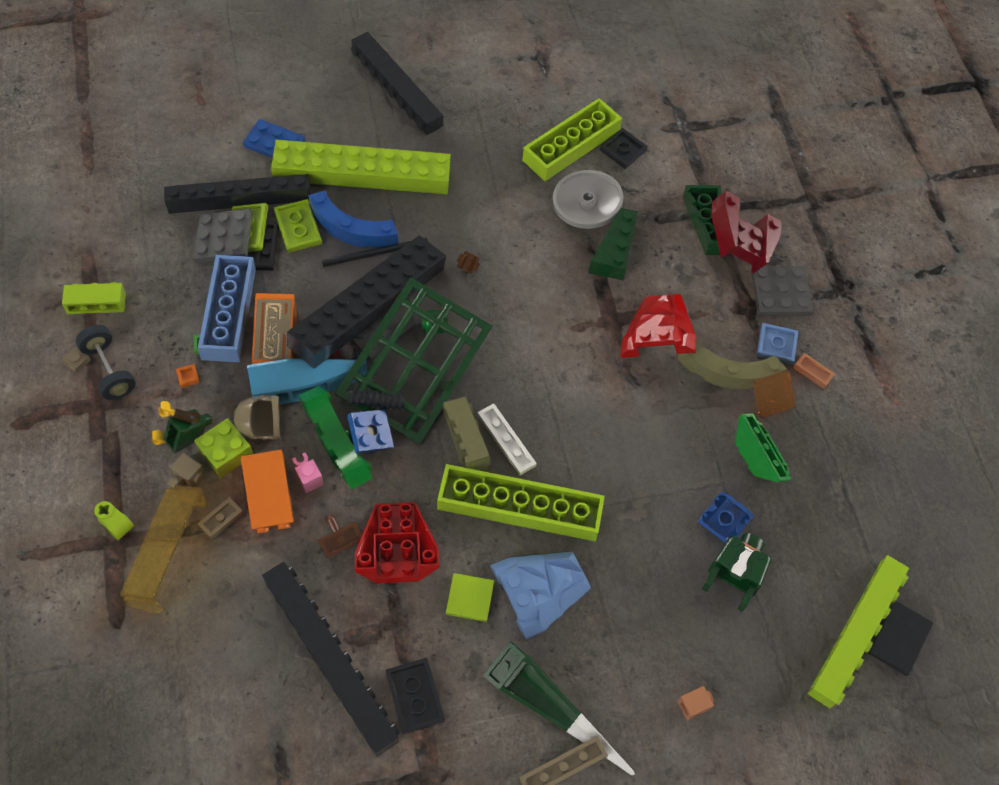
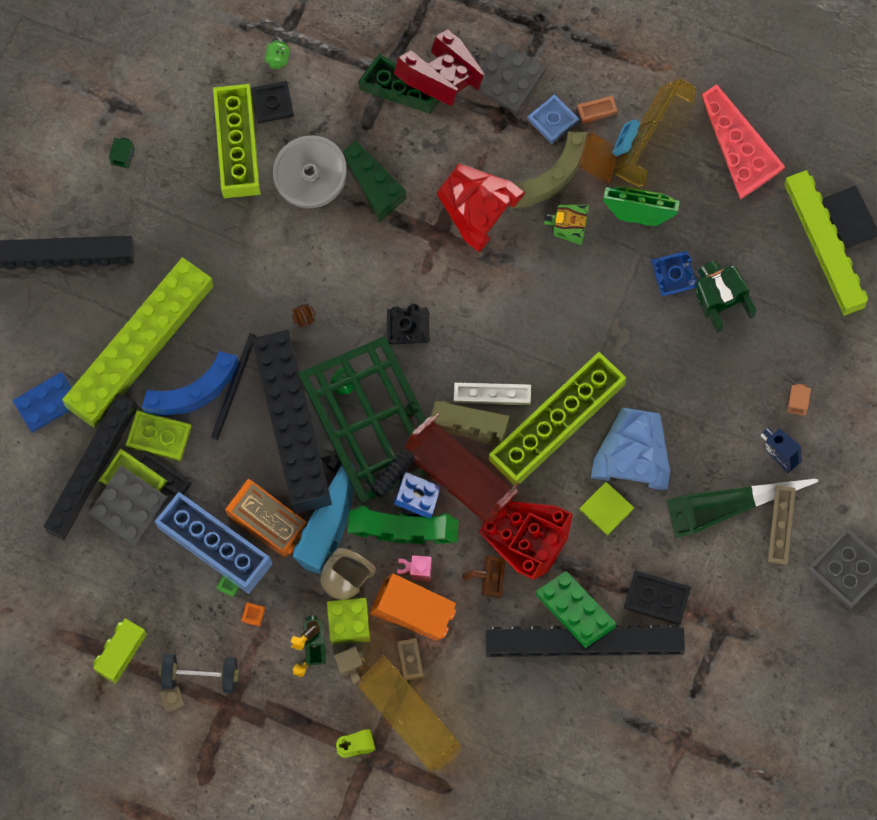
camera: 45 degrees left, 10 degrees up
(352, 628) = (575, 609): none -> green plate
(417, 451) = (459, 471): none -> clear red piece
(504, 78) = (121, 152): none -> dark green brick
(518, 342) = (408, 325): none -> black slope
(637, 718) = (782, 449): none -> dark blue torso
(662, 127) = (277, 54): none -> bright green head
(701, 407) = (569, 222): none -> torso
(784, 430) = (626, 167): none -> clear yellow piece
(815, 404) = (626, 136): none -> dark azure plate
(881, 506) = (744, 151): none -> coral wing

